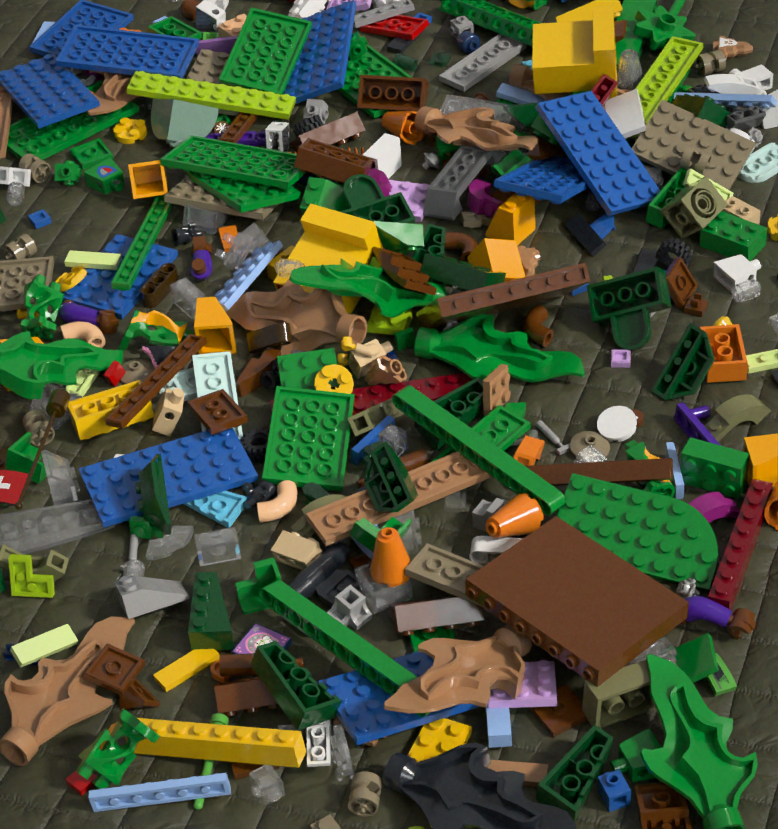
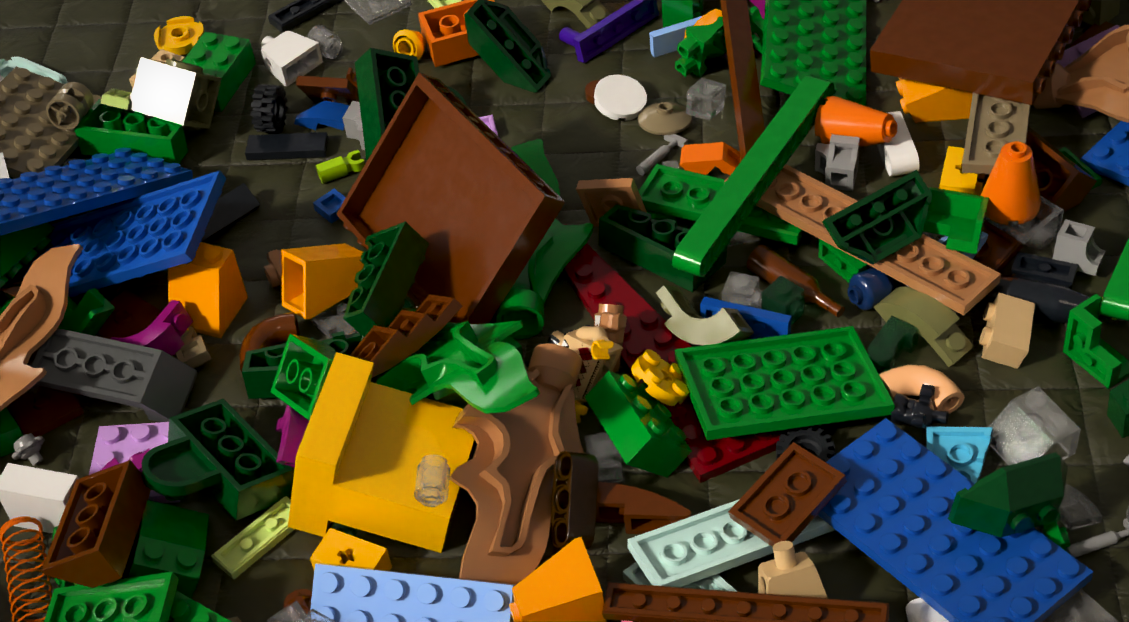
camera: 105 degrees left, 5 degrees up
(271, 378) = (655, 482): black piece -> none

